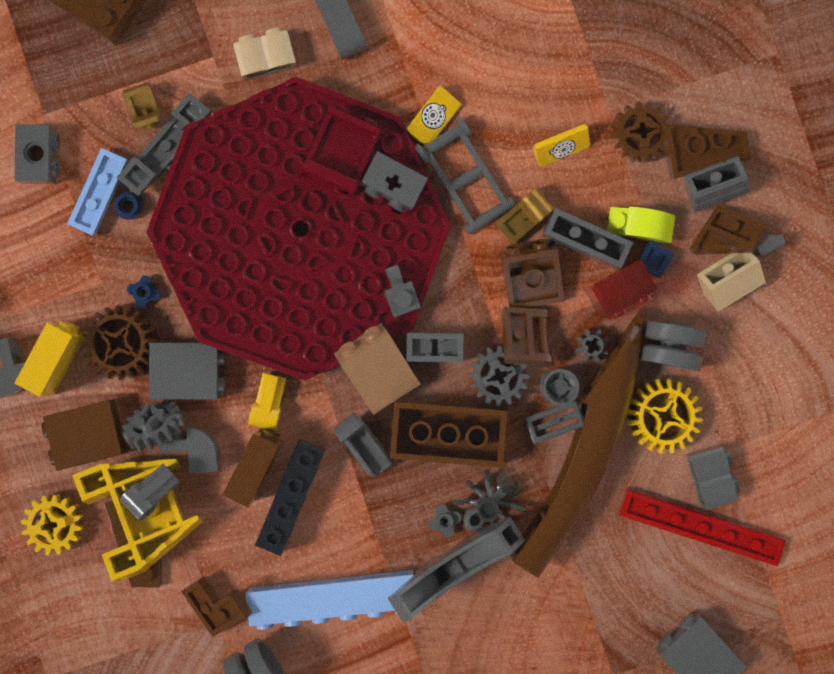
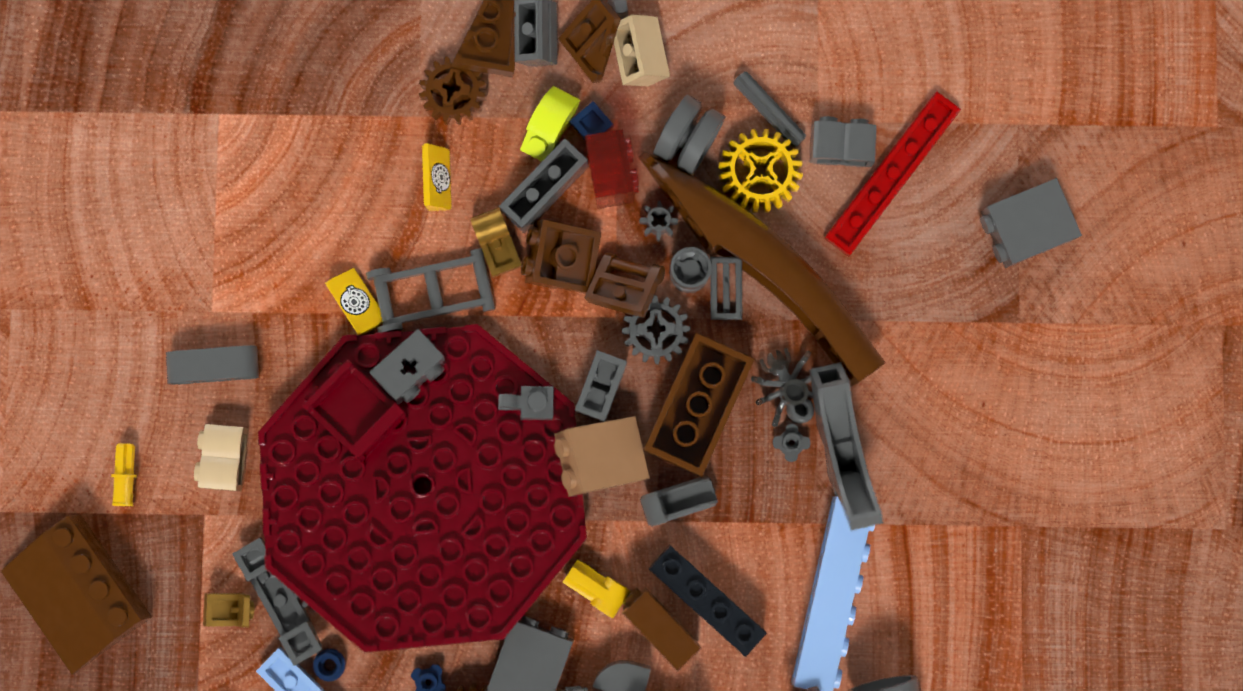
camera: 70 degrees left, 5 degrees down
(720, 404) = (769, 109): none -> dark grey axle

